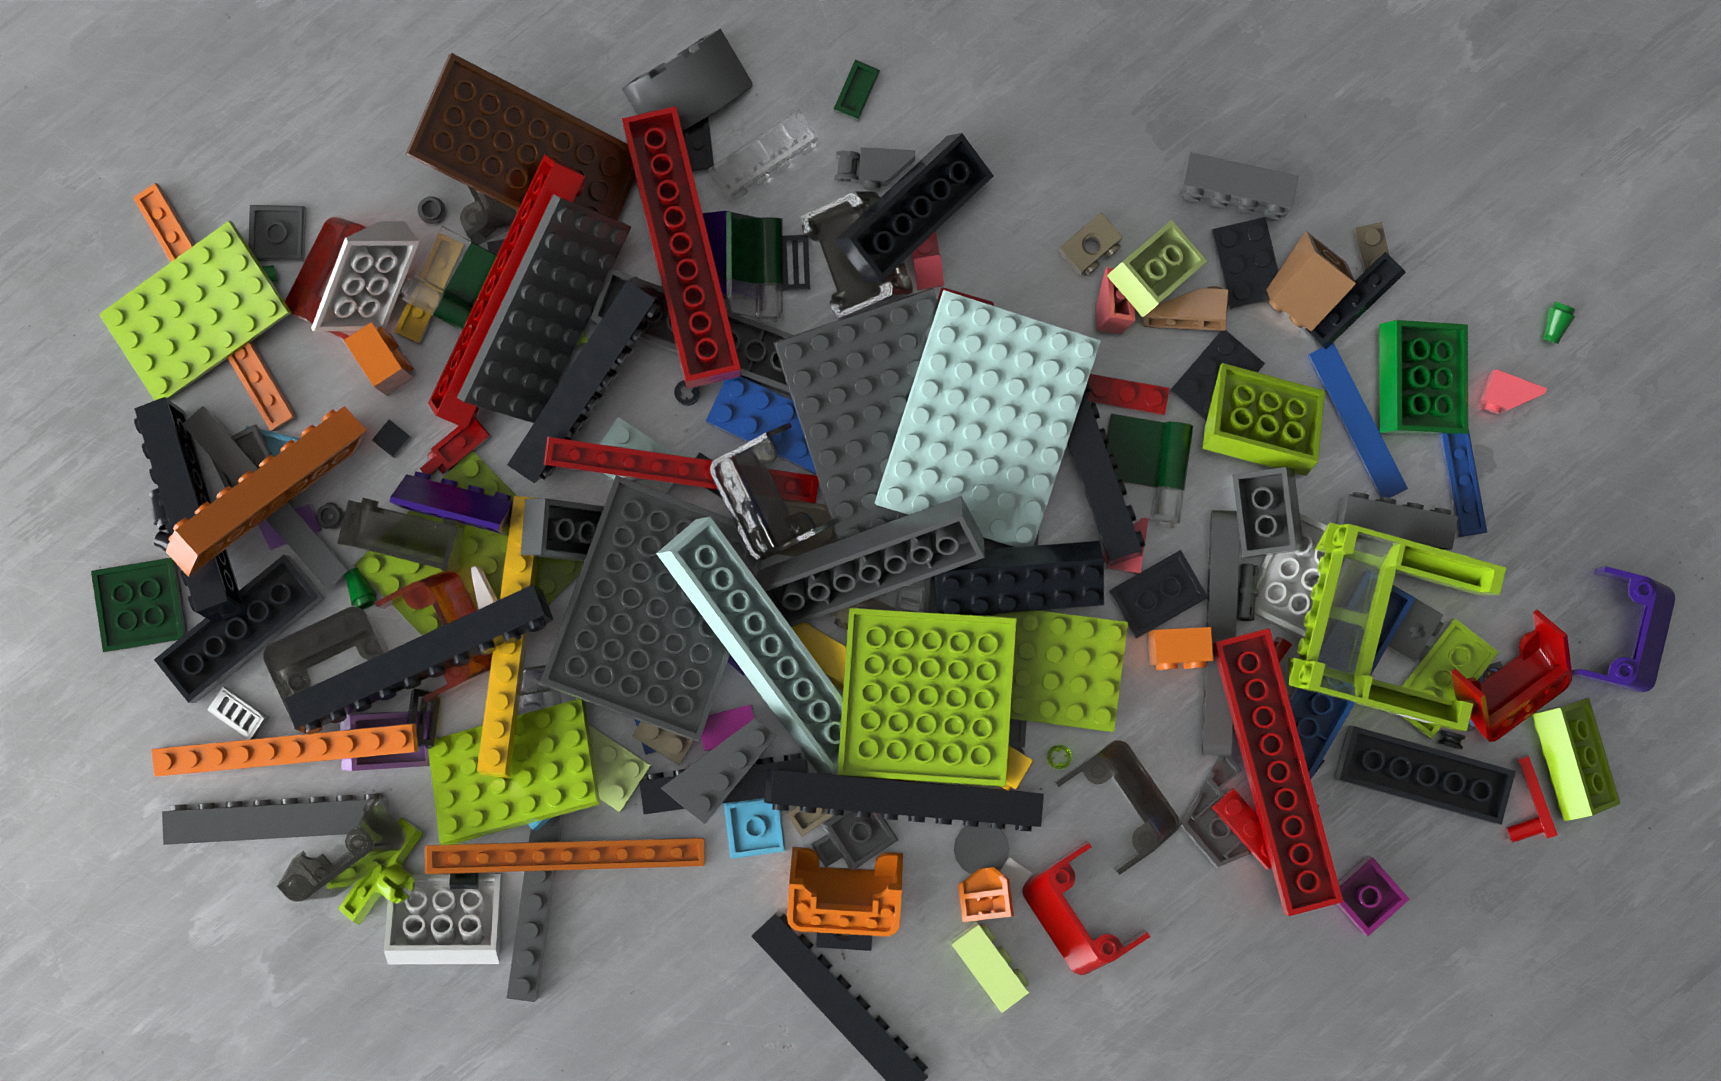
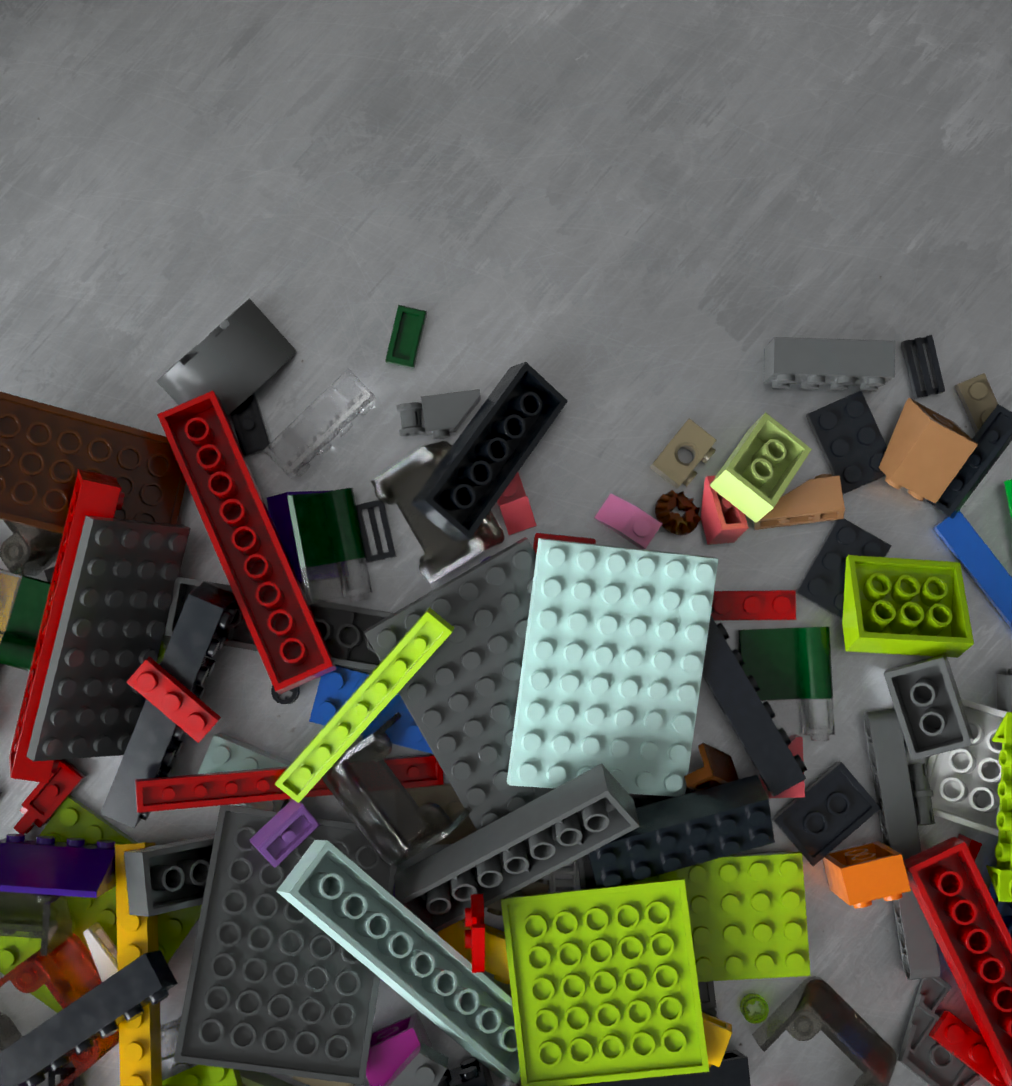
camera: 10 degrees left, 0 degrees up
(595, 372) = (173, 699): none -> red plate
(668, 511) = (284, 832): none -> medium lavender slope
(762, 407) = (364, 704): none -> lime plate
(820, 636) = (476, 936): none -> red plate
(1028, 296) = (628, 521): none -> bright pink slope
(1061, 531) = (716, 771): none -> reddish brown panel
(1069, 303) = (673, 521): none -> reddish brown gear
(1327, 182) = (933, 362): none -> black tile

